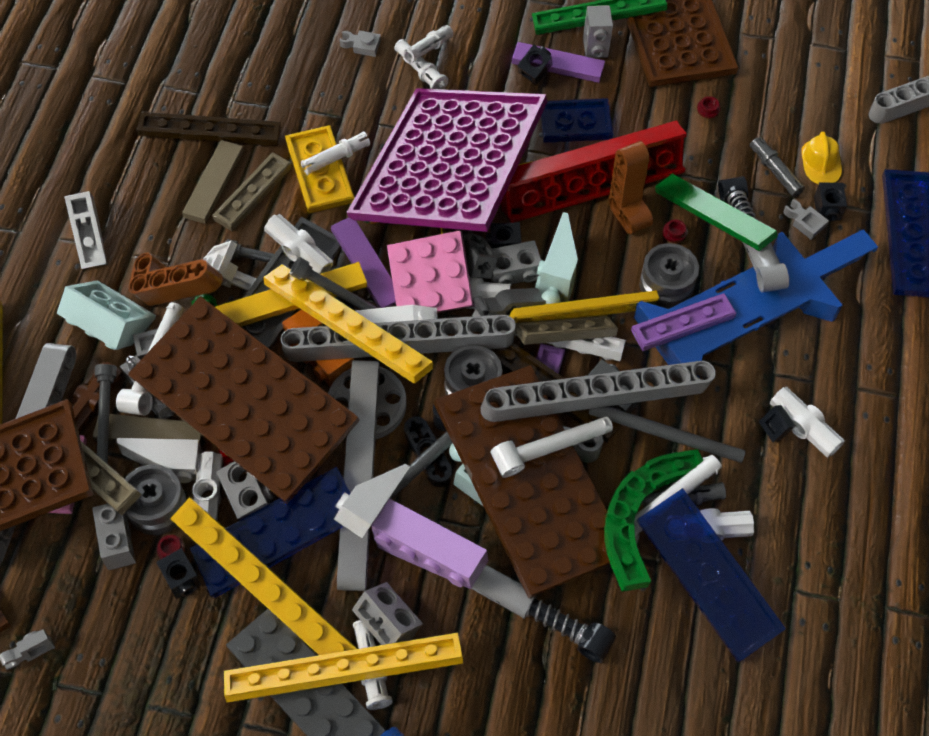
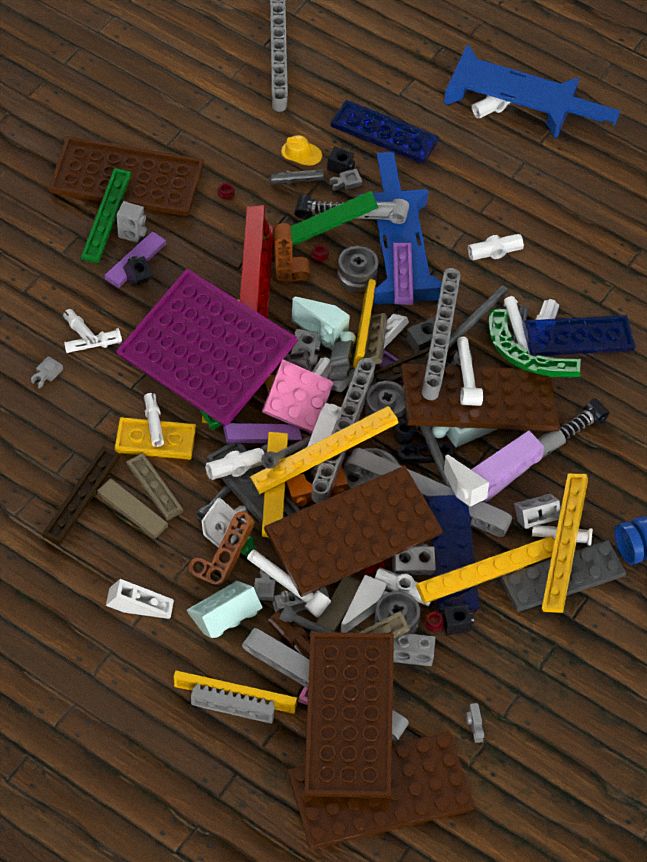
camera: 70 degrees left, 5 degrees down
(576, 120) = (198, 260): clear blue tile -> none
(777, 423) = (490, 261): black plate -> none

